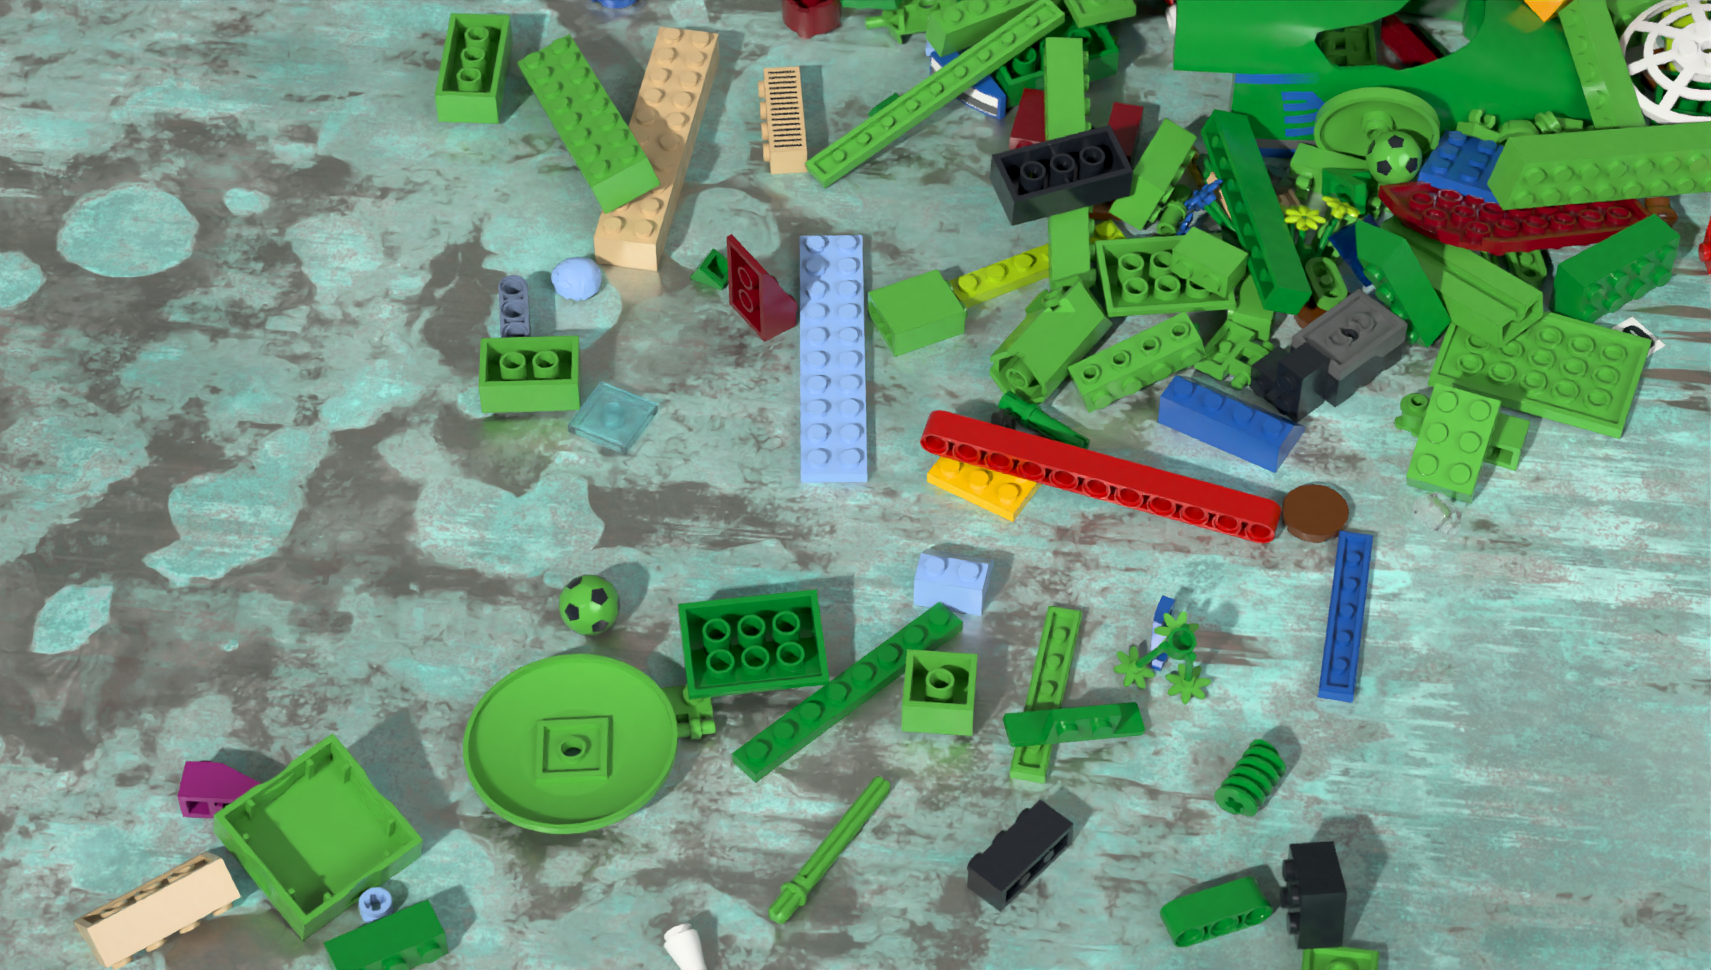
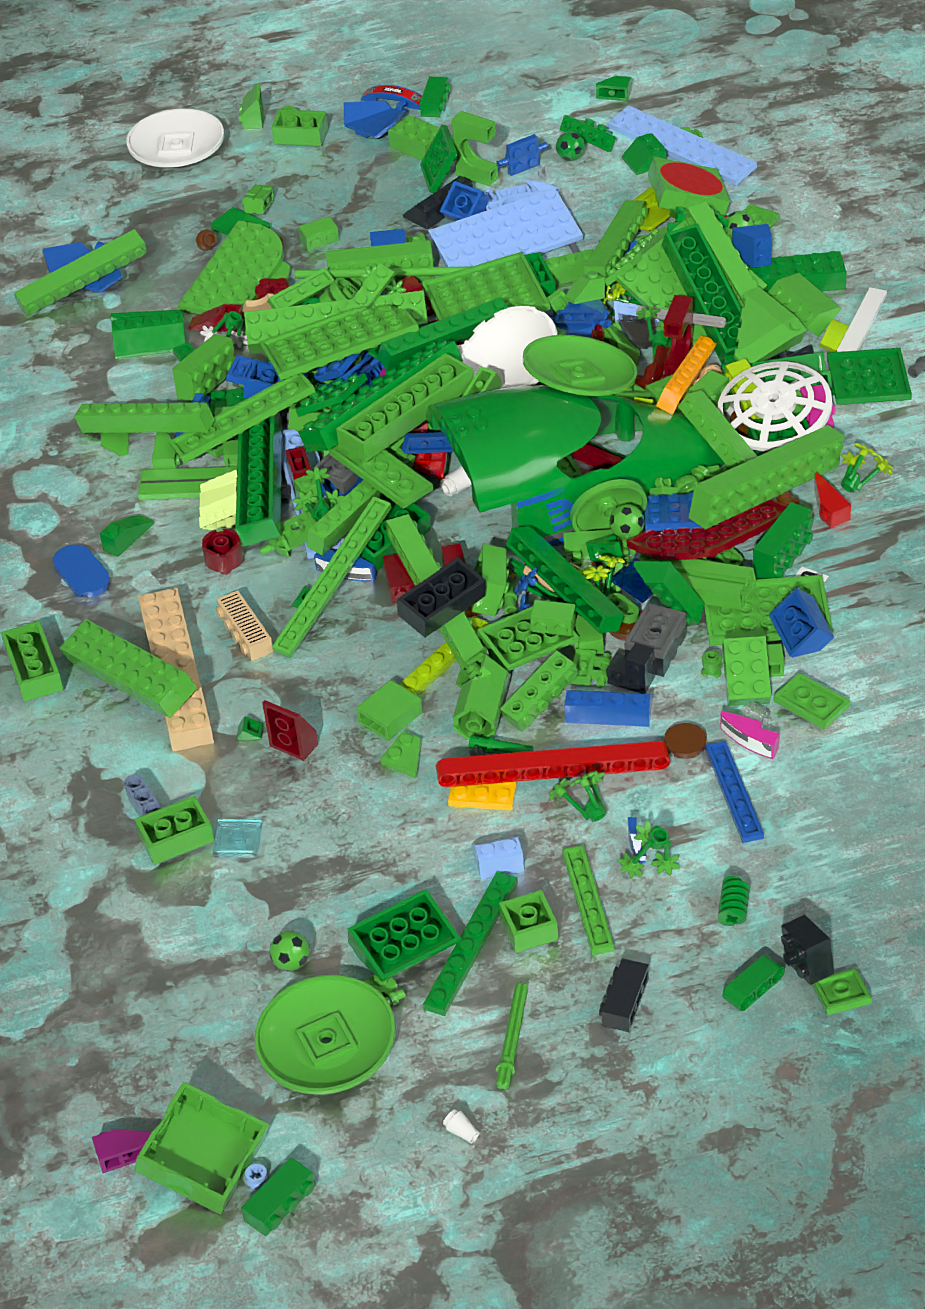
camera: 20 degrees left, 5 degrees down
(158, 909) = (122, 1231): tan slope -> none
(576, 278) = (168, 764): light blue hair -> none
(832, 360) = (352, 756): light blue plate -> none
(904, 383) = (403, 754): none -> bright green wing
(1073, 724) = (615, 909): green bracket -> none
(1125, 566) = (594, 809): none -> plant
(1414, 540) = (750, 734): none -> dark pink slope
(1534, 524) = (811, 701): none -> bright green plate
(1575, 403) = (801, 624): none -> blue slope

